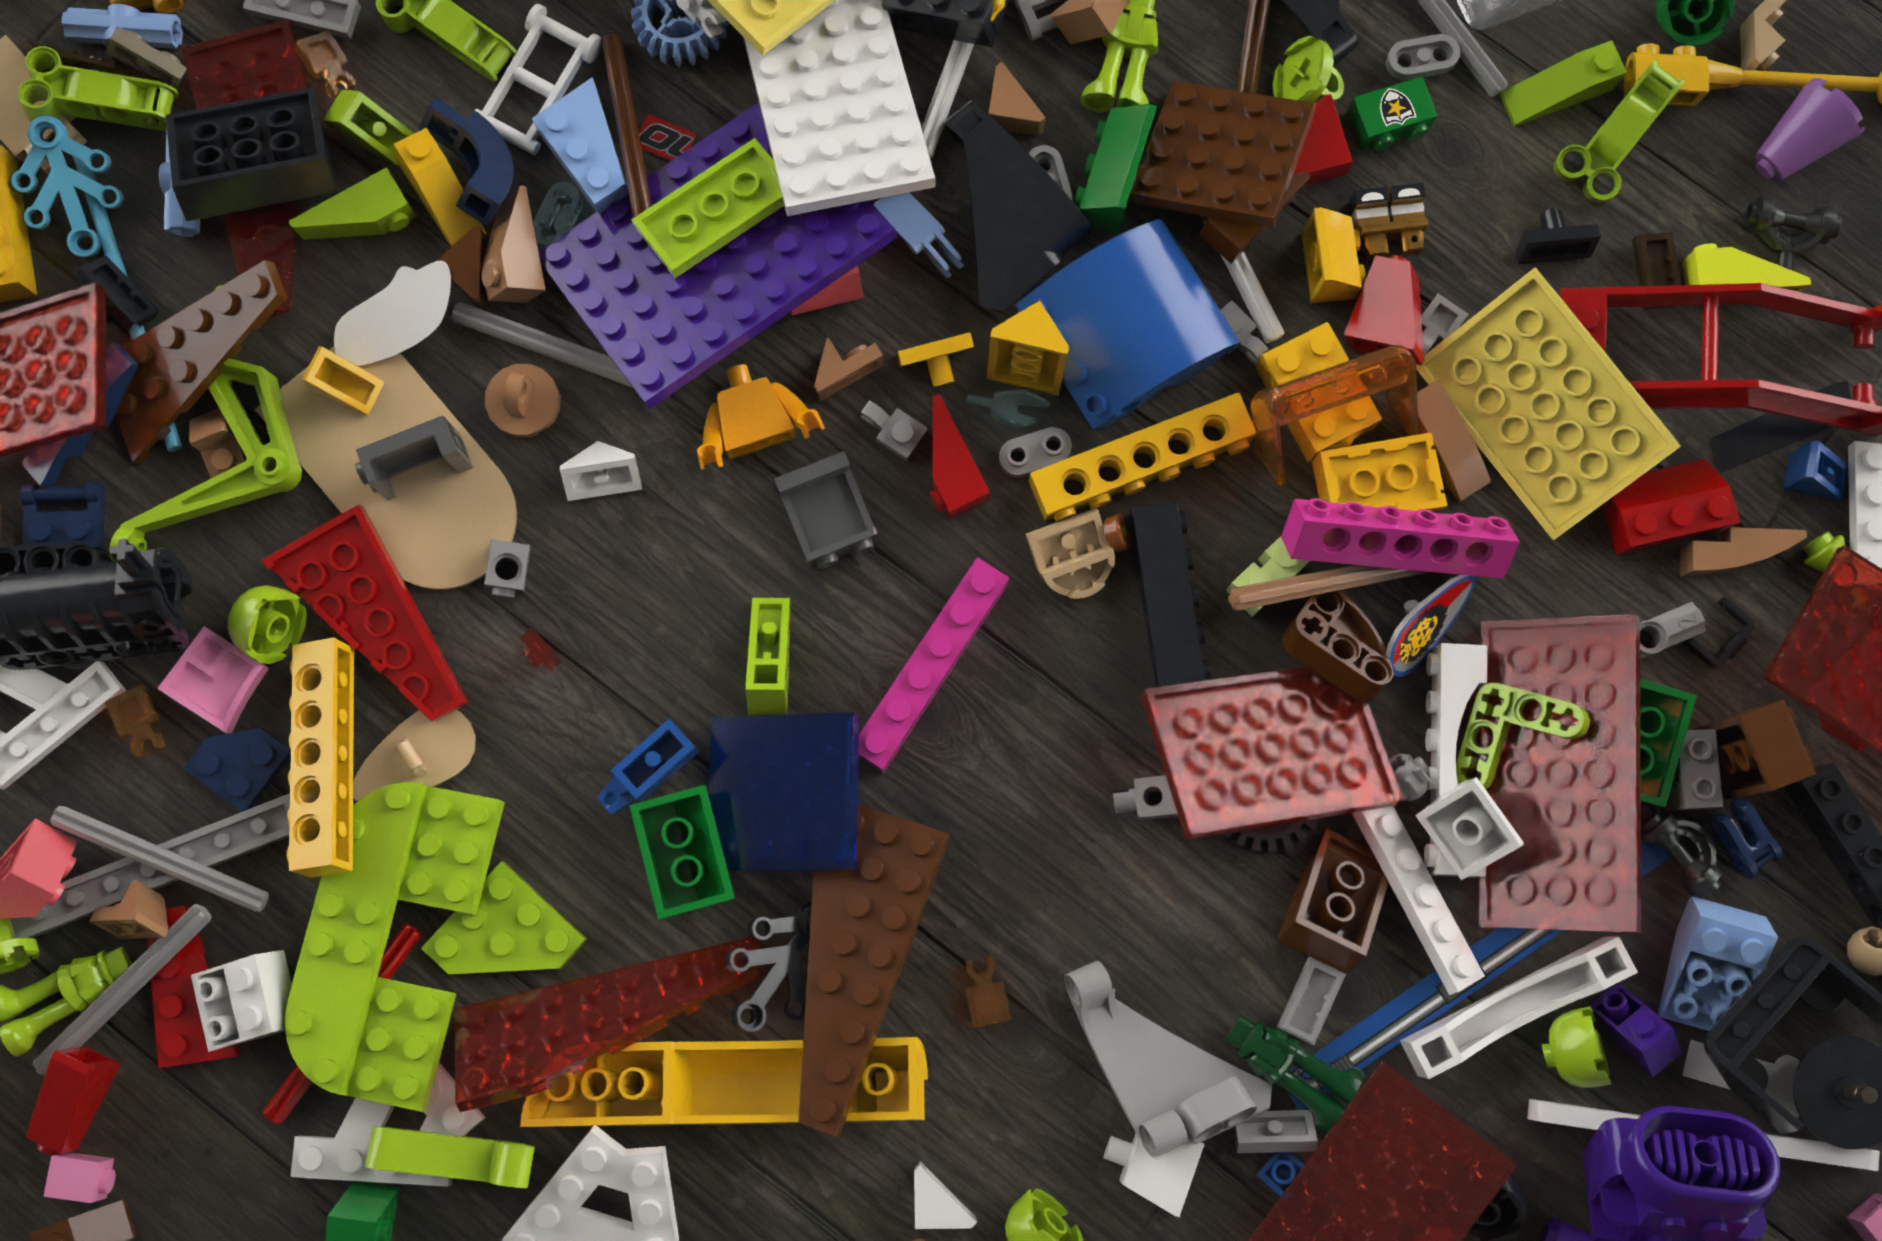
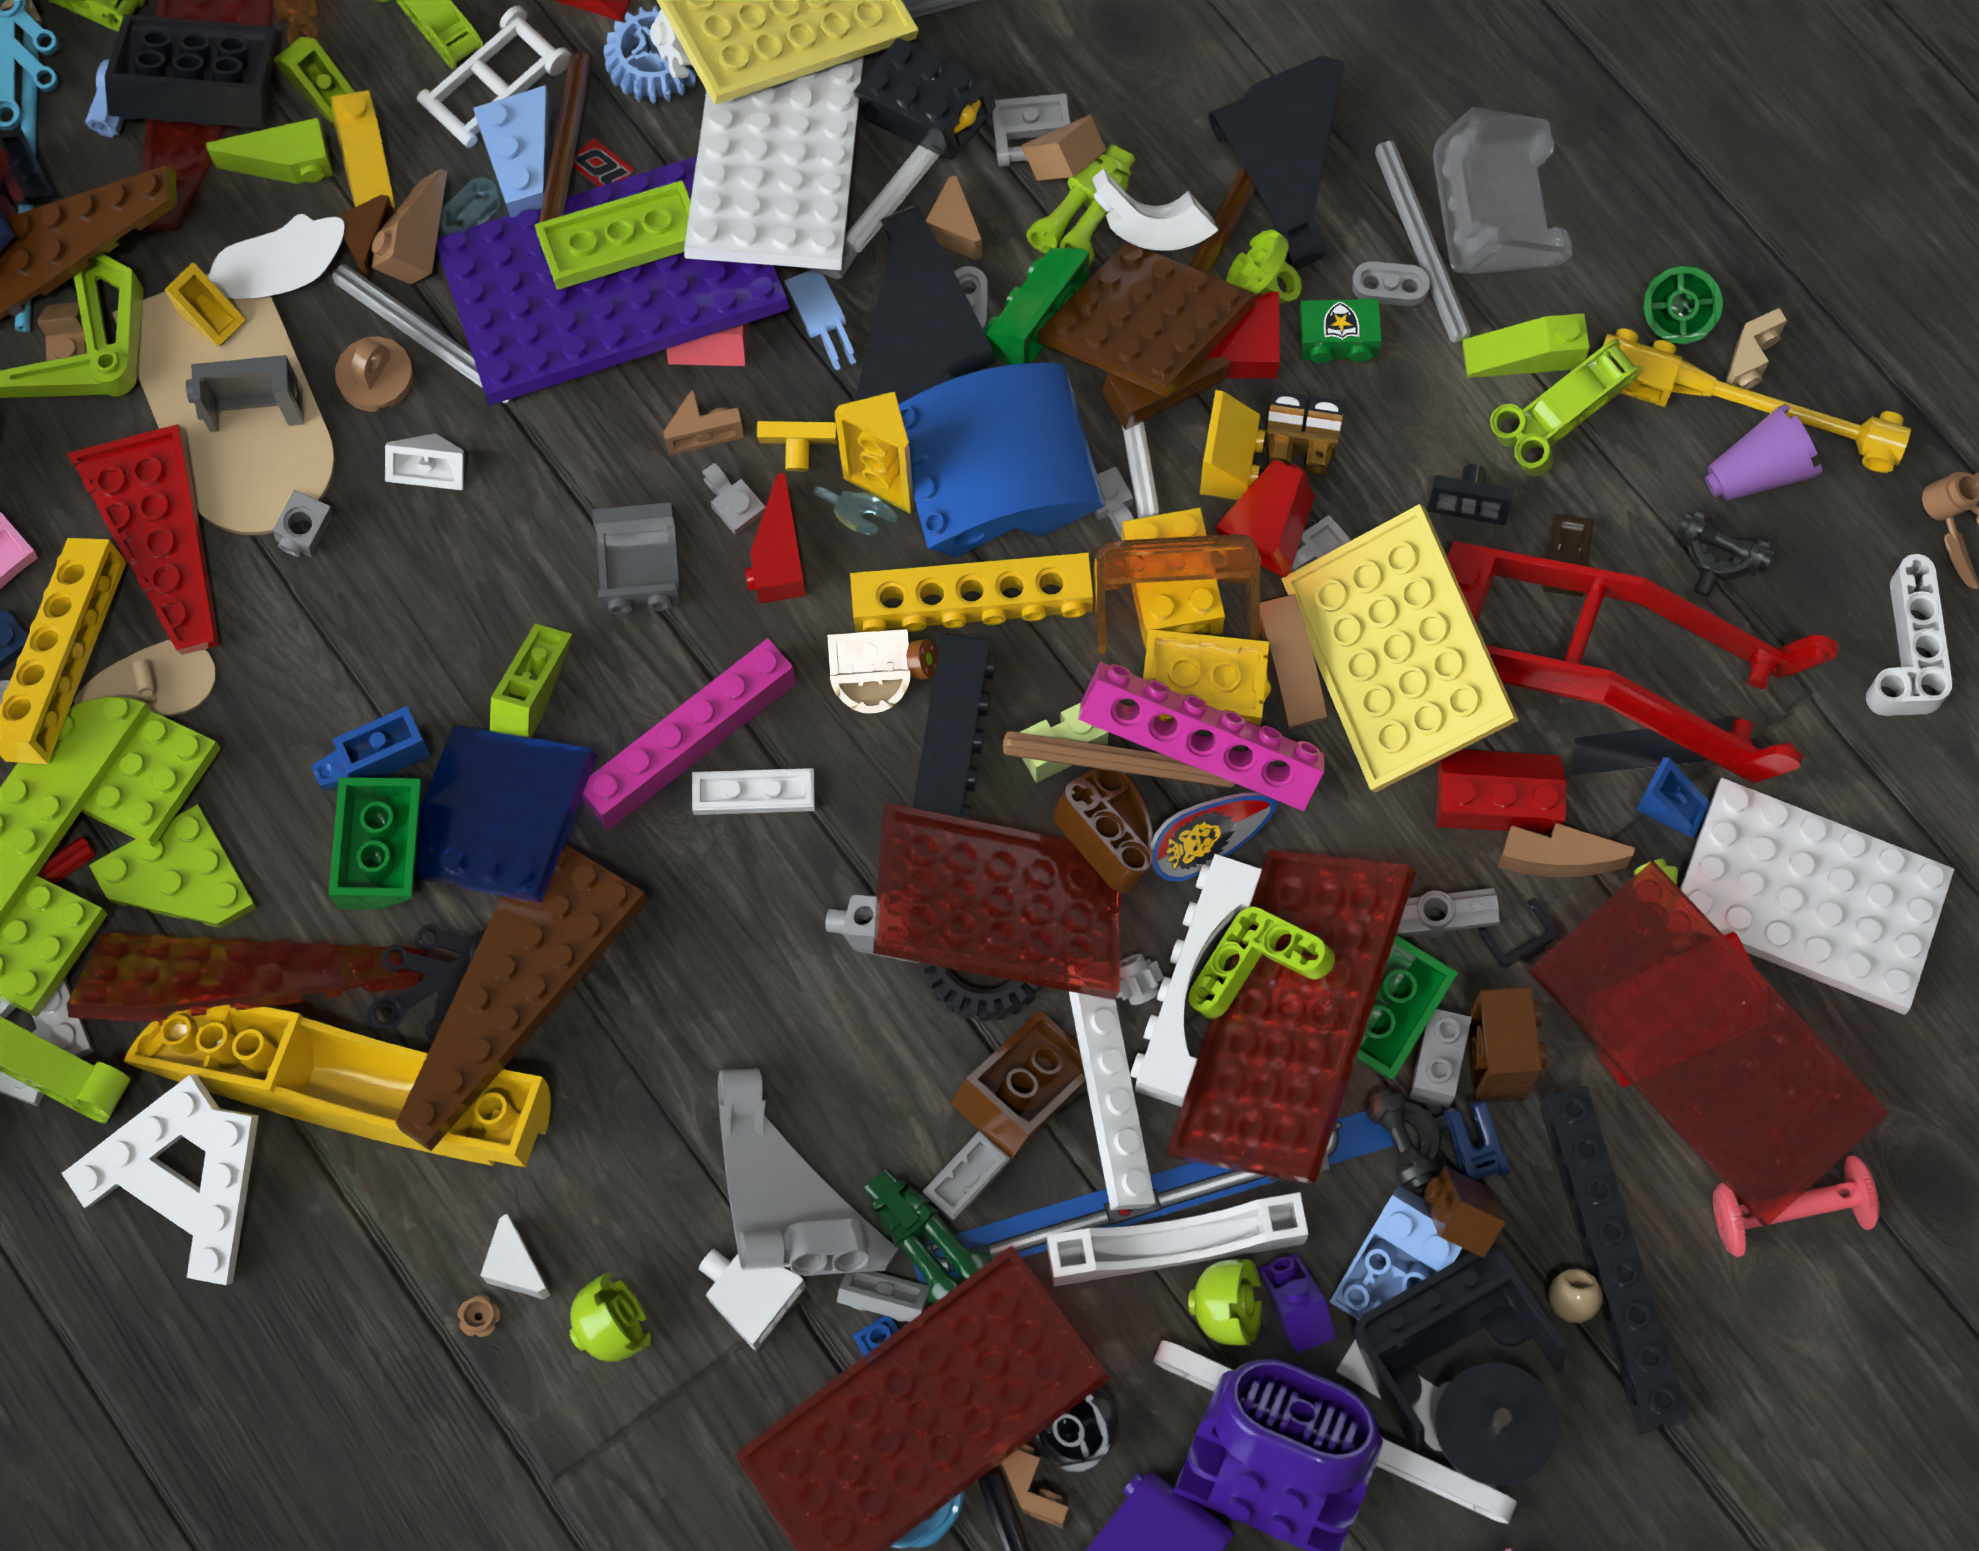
camera: 20 degrees right, 10 degrees down
(266, 622) = (49, 511): lime cylinder -> none
(482, 153) = (415, 128): dark blue arch -> none
(539, 651) = (304, 613): clear red plate -> none
(752, 417) = (591, 448): light orange torso -> none
(987, 999) = (635, 1080): clear orange plate -> none
(1003, 699) = (753, 791): none -> white tile
(1035, 452) = (866, 557): light grey plate -> none
(1198, 60) = (1153, 227): none -> white arch
(1469, 828) = (1176, 1039): white slope -> none
(1732, 266) = (1629, 559): neon yellow slope -> none
(1767, 910) = (1463, 1211): none -> reddish brown hinge

